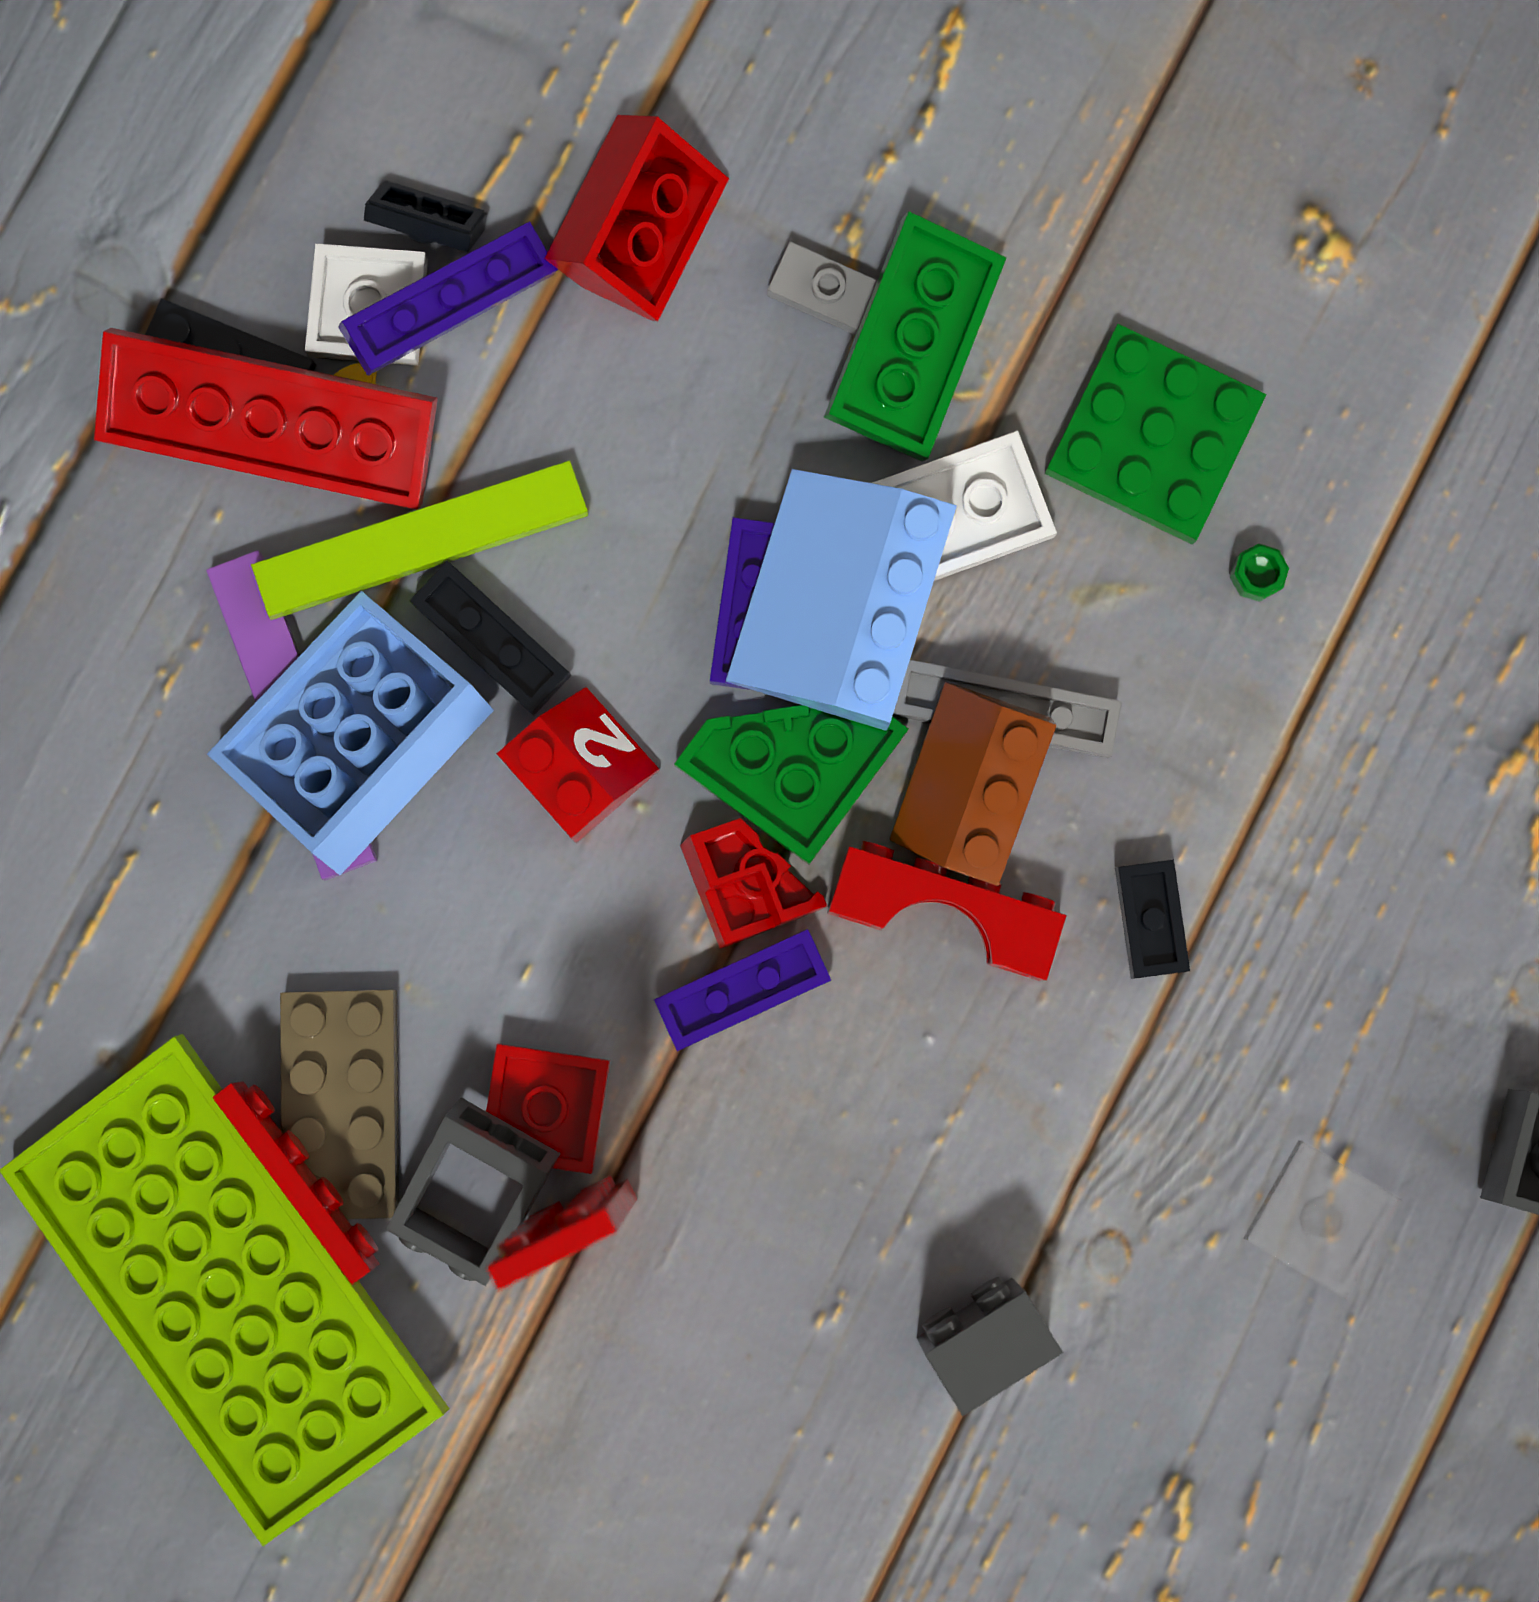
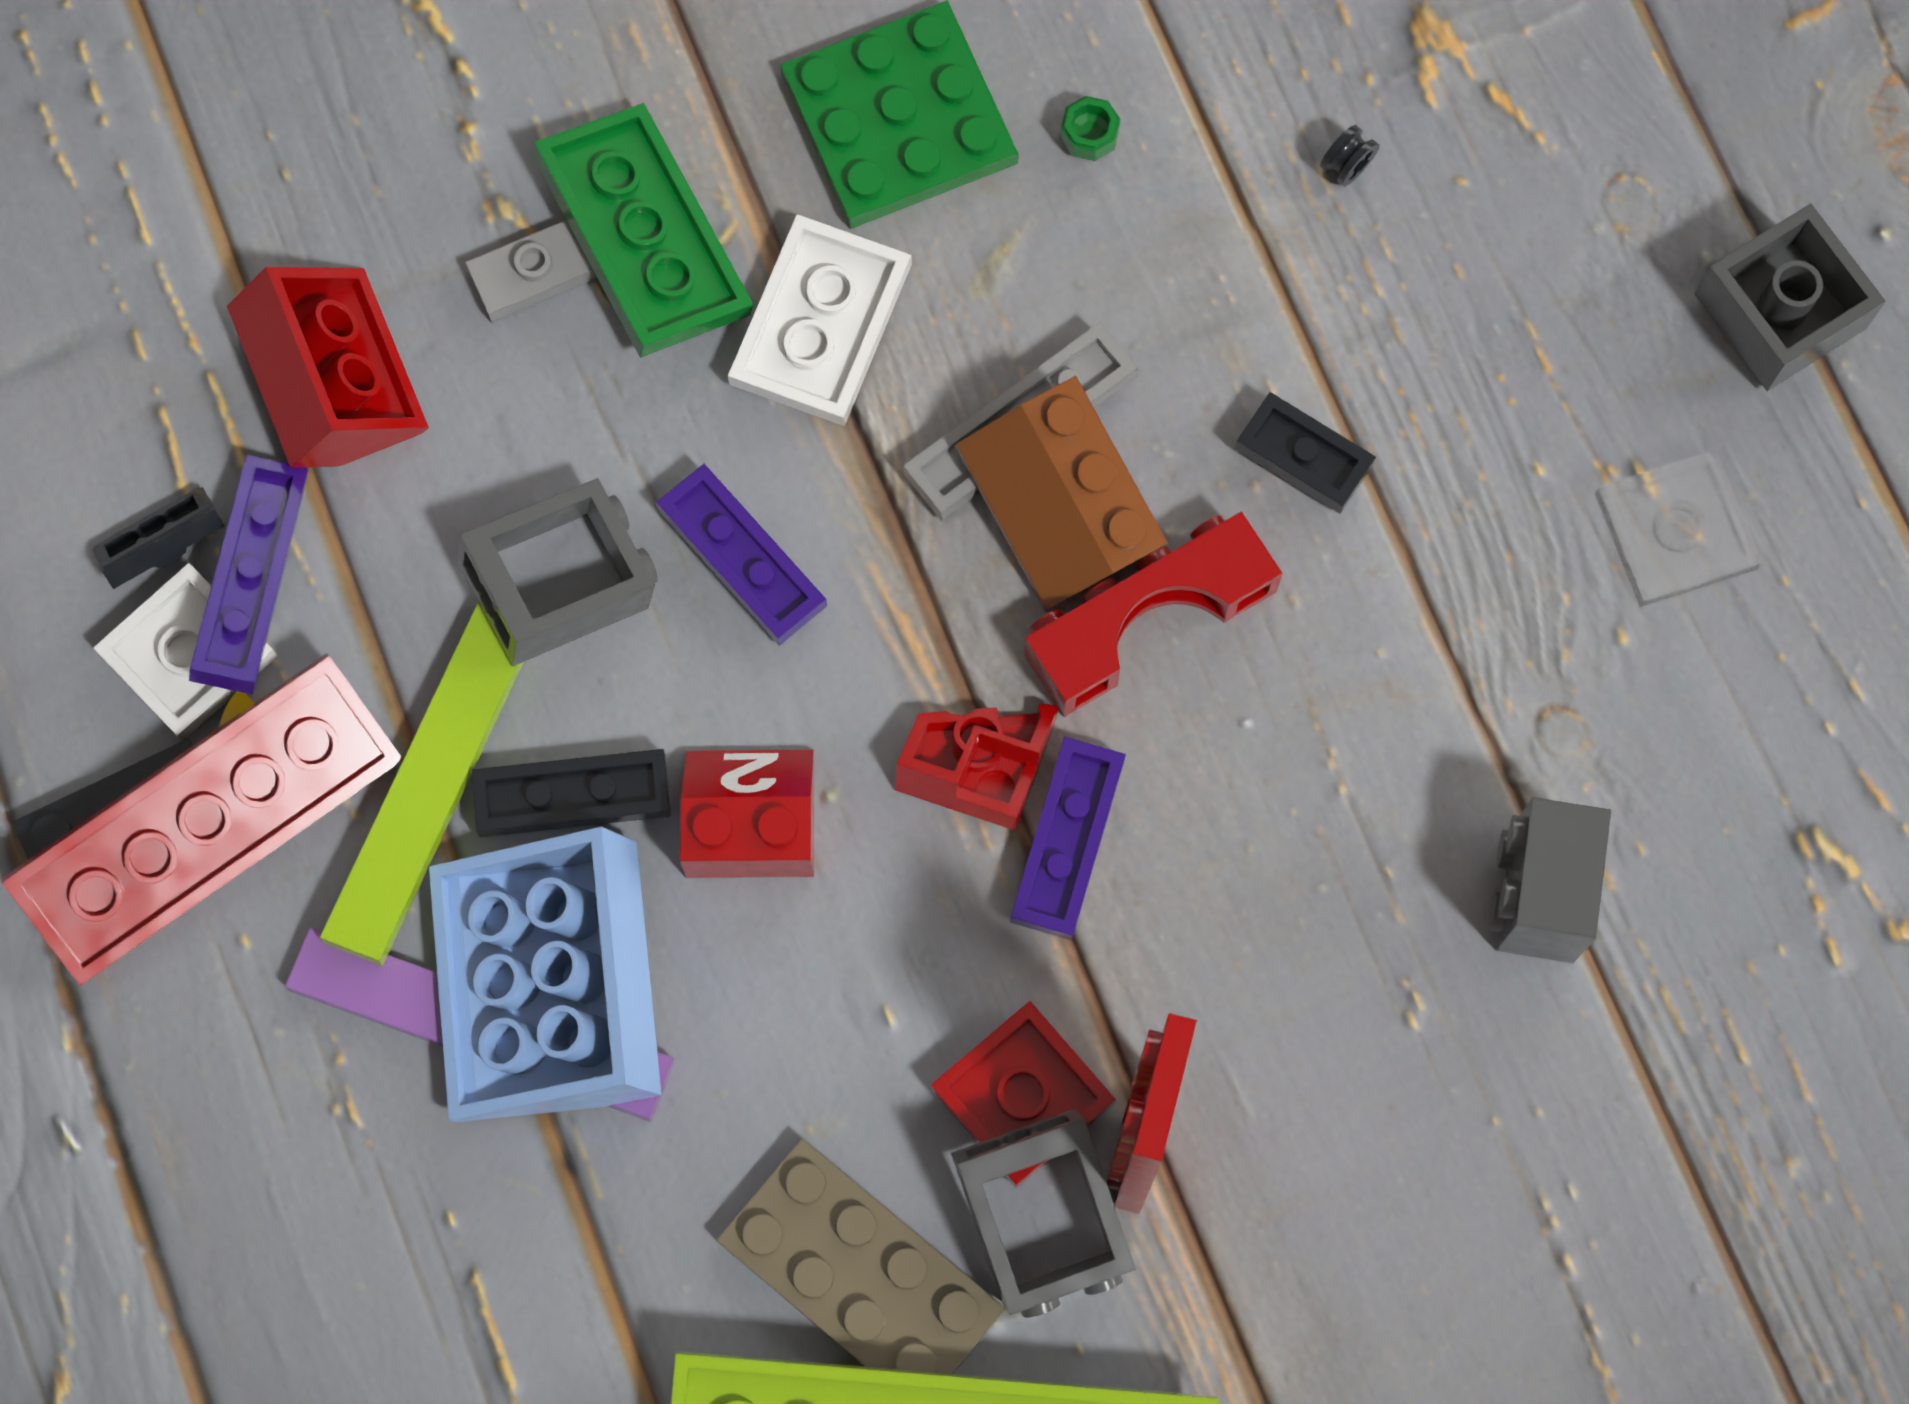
camera: 45 degrees left, 10 degrees down
(312, 1198) = (930, 1351): red plate -> none
(574, 472) = (503, 605): none -> dark grey window
(789, 769) = (913, 634): green plate -> none
(841, 596) = (808, 465): light blue slope -> none
(1397, 767) = (1349, 155): none -> black bush

